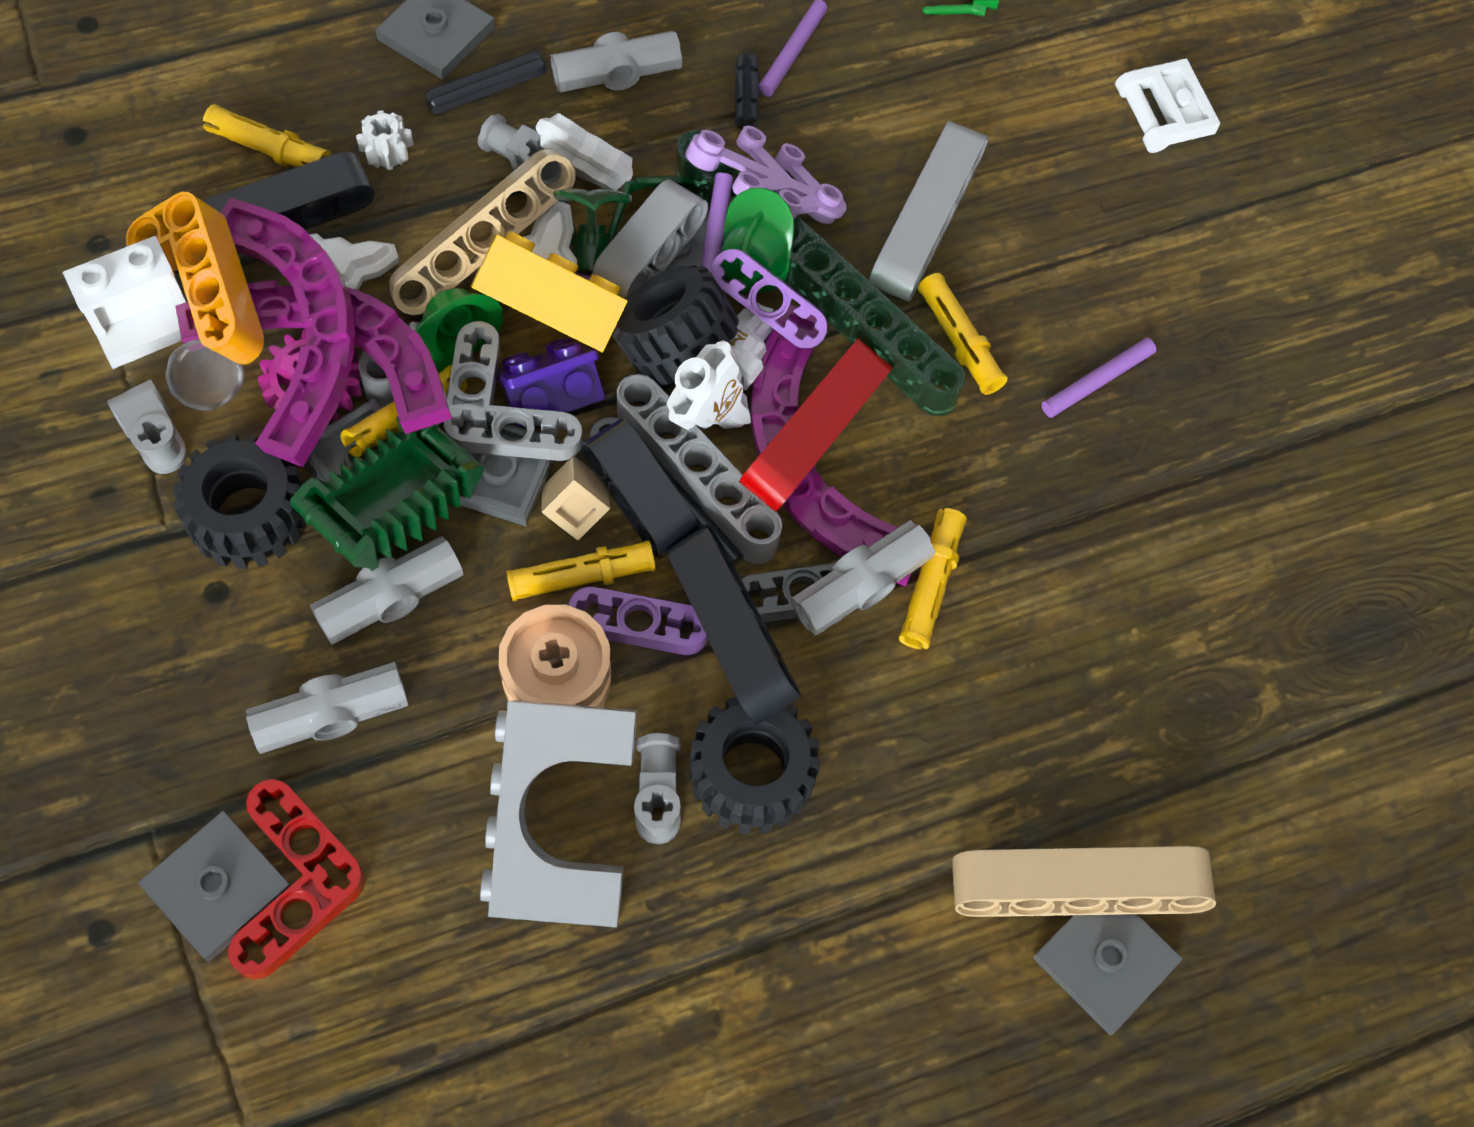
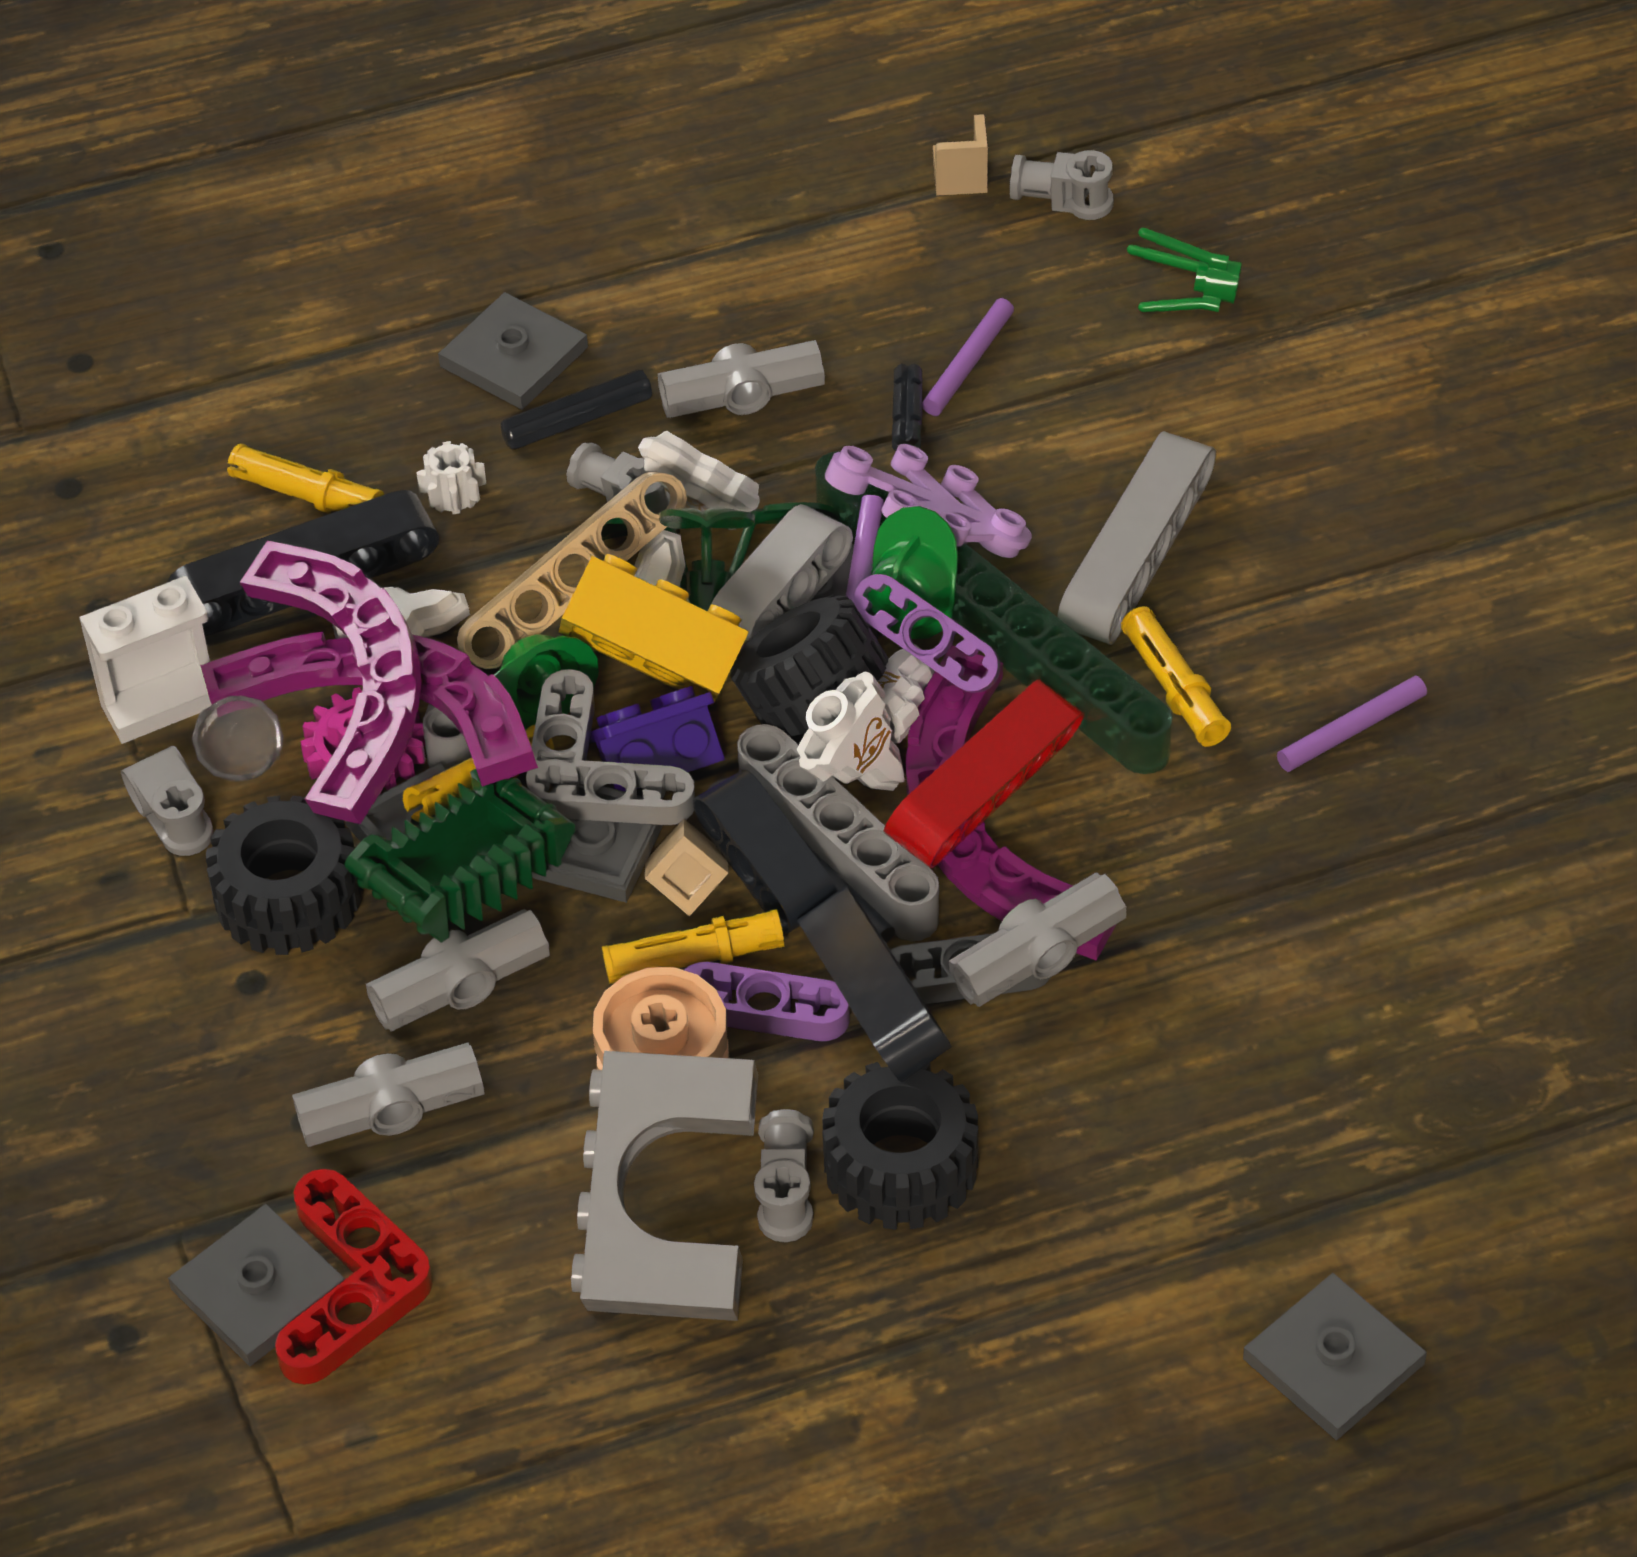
camera: 10 degrees right, 15 degrees down
(204, 253) = (247, 619): light orange beam -> none
(933, 579) = (1130, 948): yellow pin -> none
(1083, 881) = (1300, 1262): tan beam -> none
(1179, 99) = (1469, 398): white plate -> none

